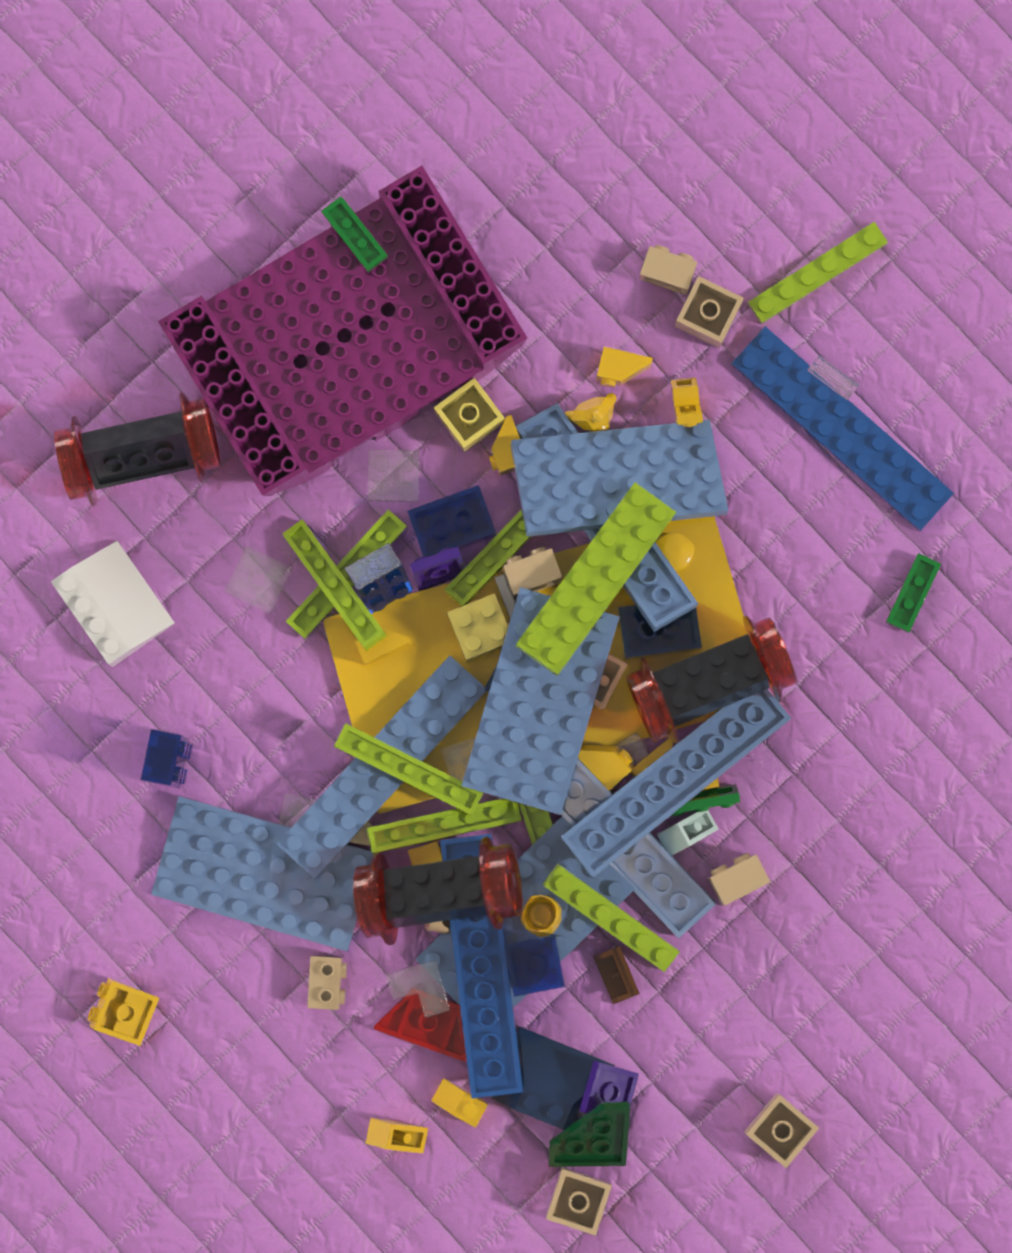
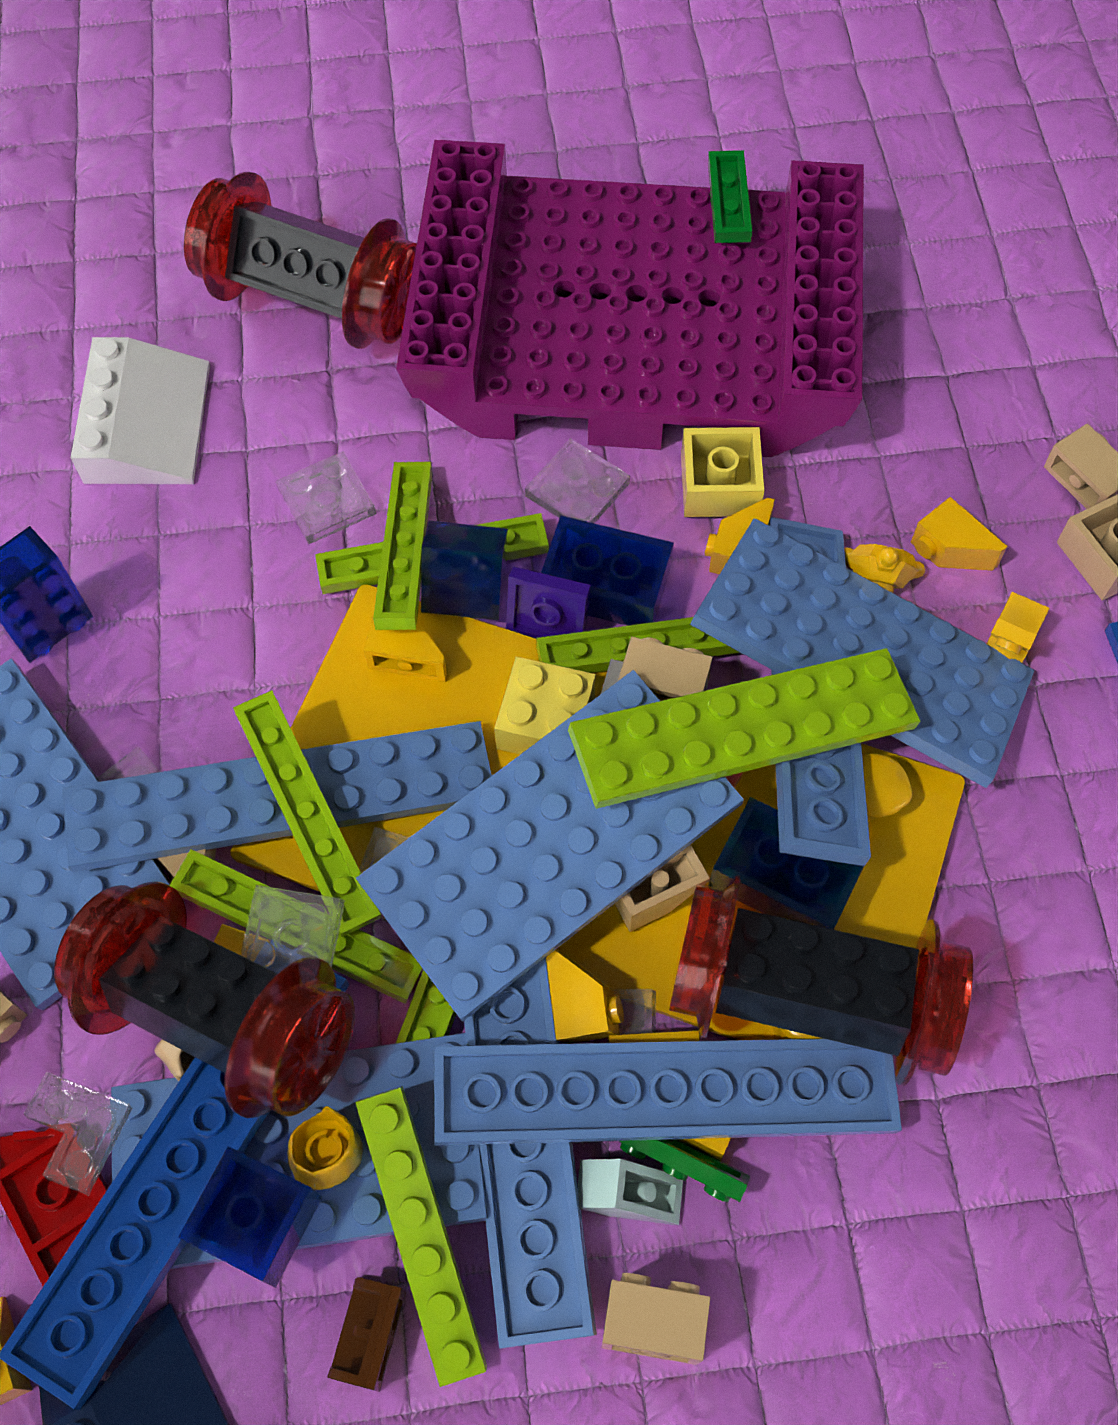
camera: 35 degrees right, 20 degrees down
(450, 832) = (291, 927): none -> clear plate

